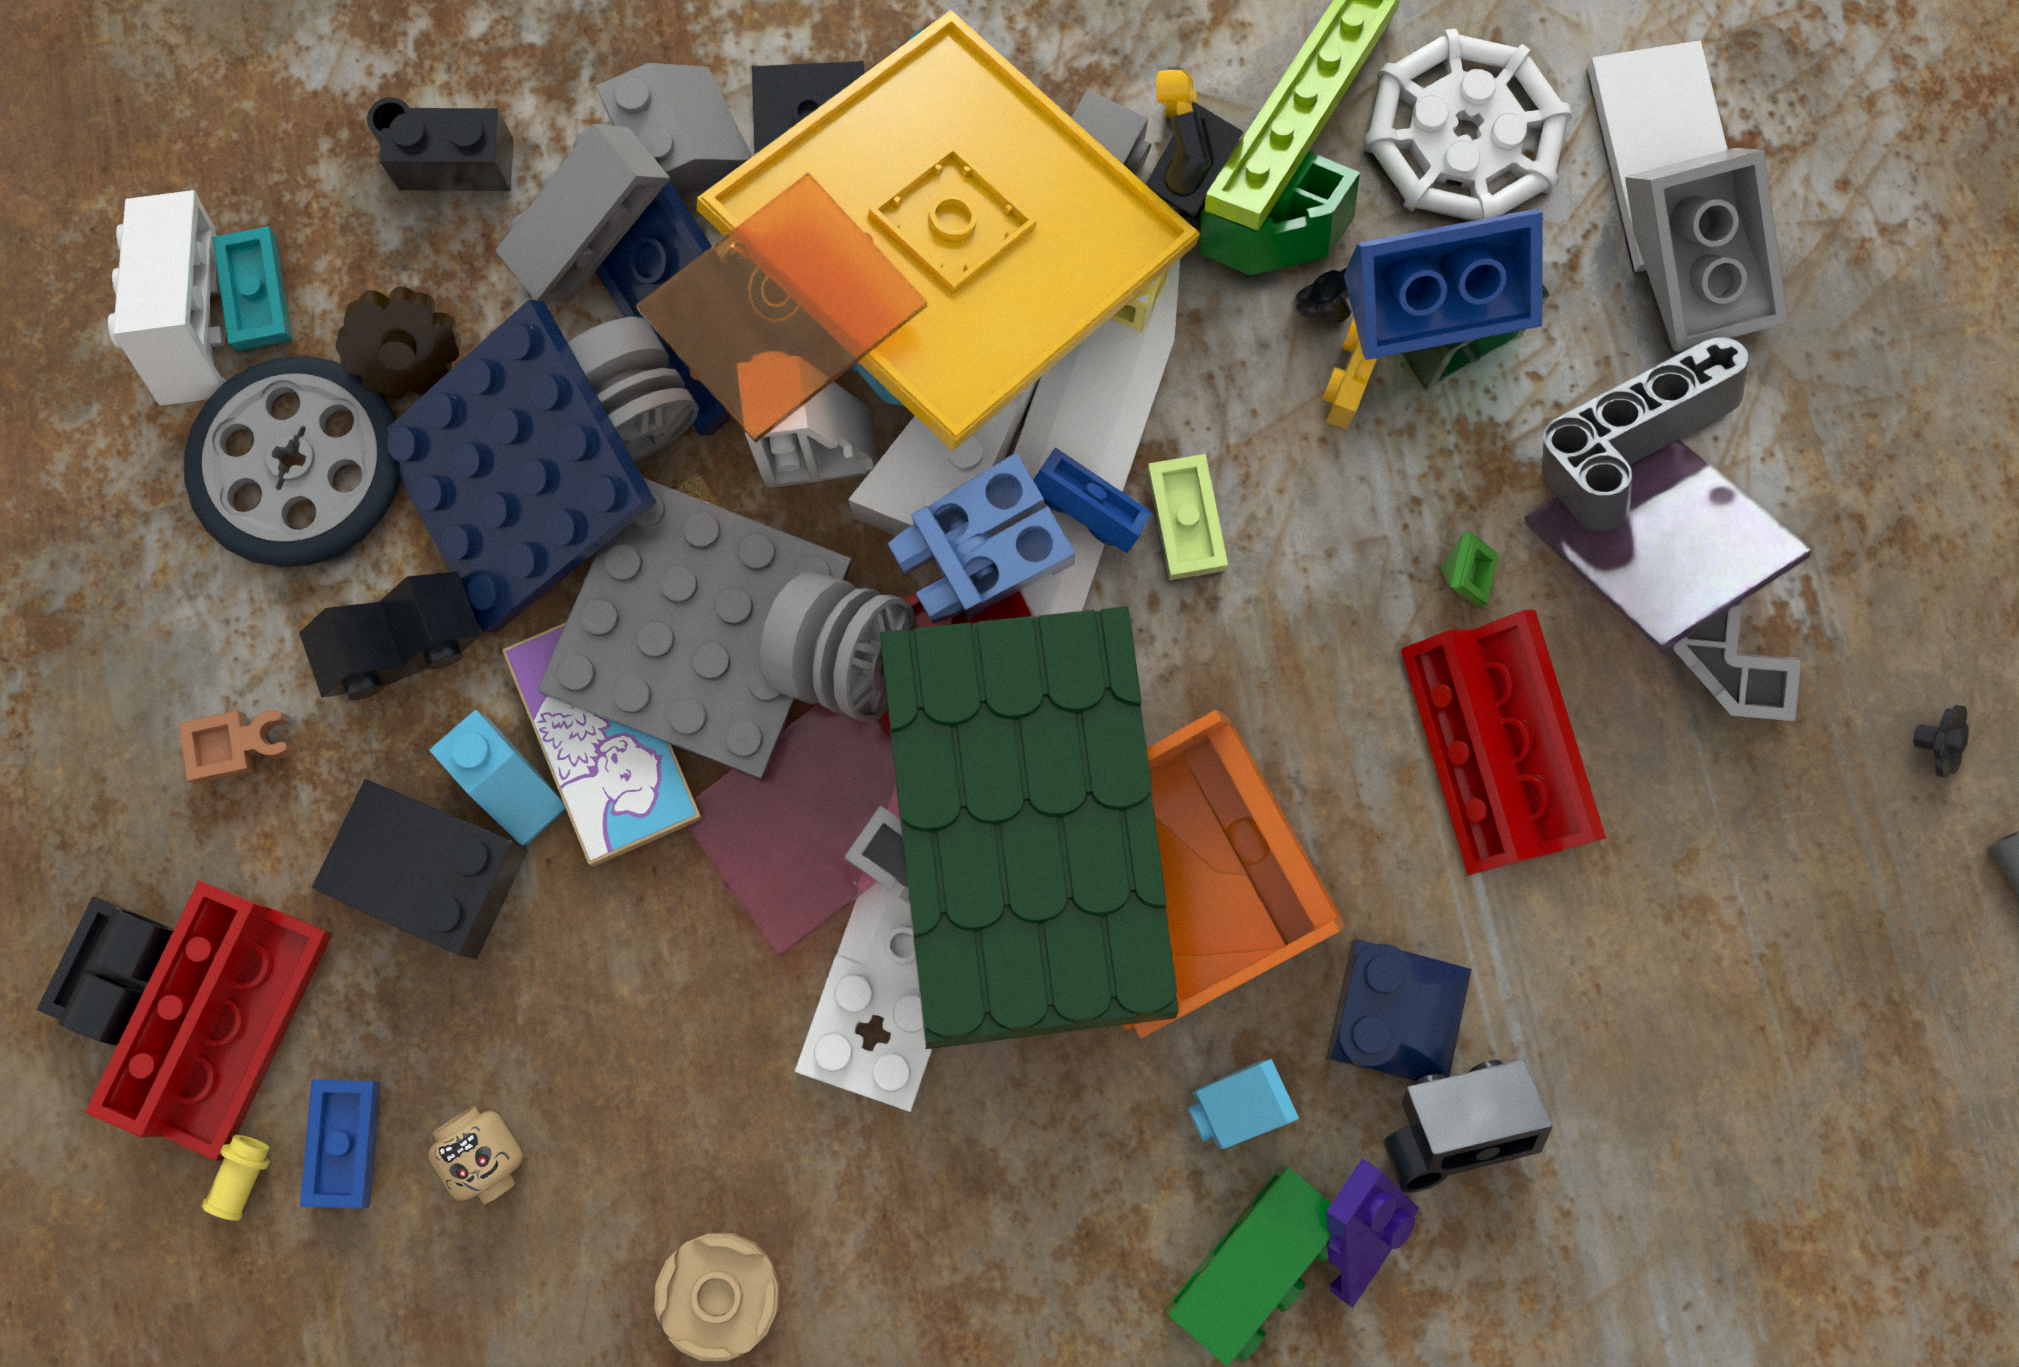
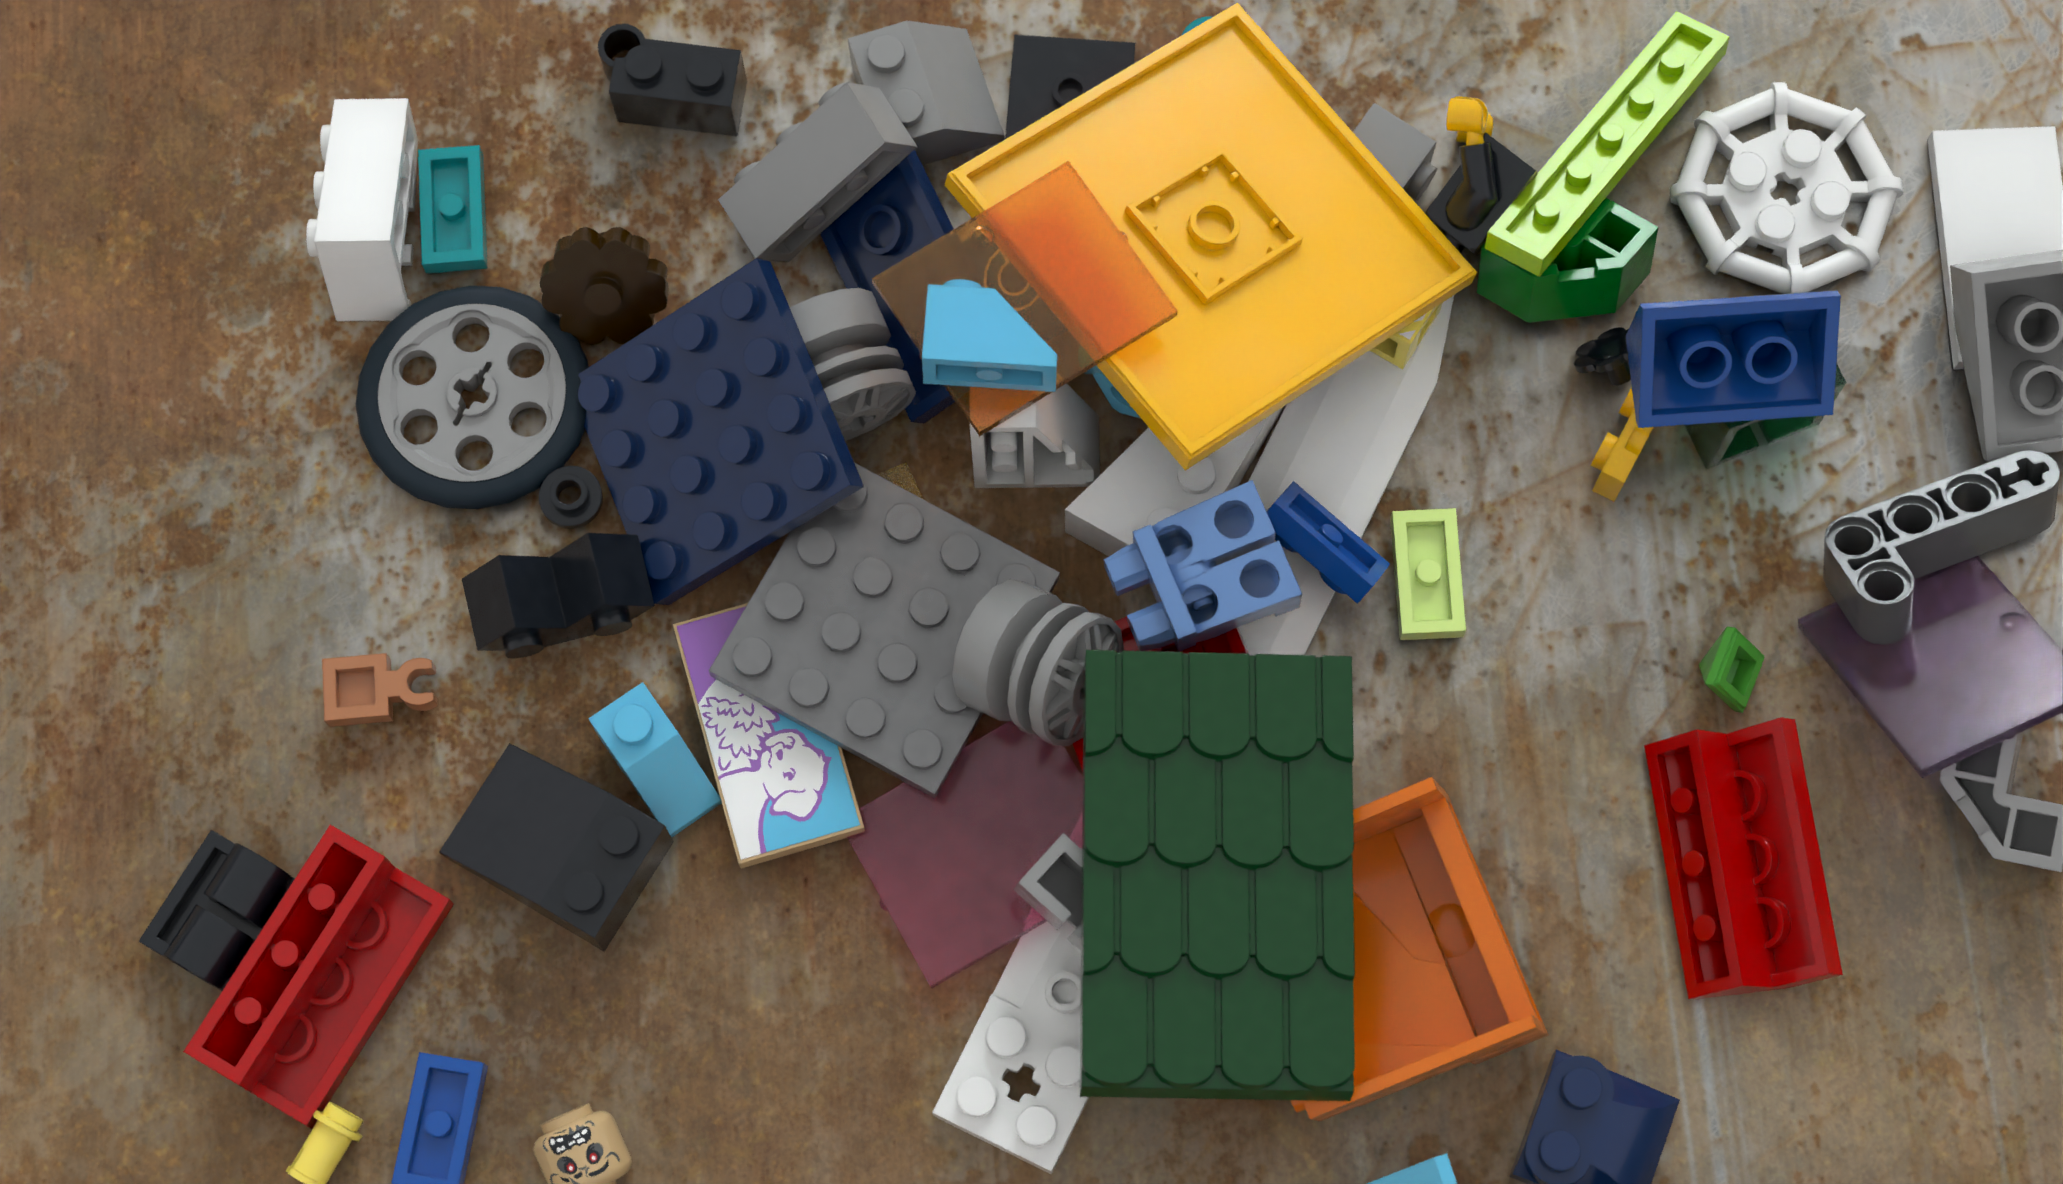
camera: 10 degrees right, 5 degrees down
(405, 554) = (579, 512): none -> black plate
(744, 352) = (982, 341): none -> medium azure slope

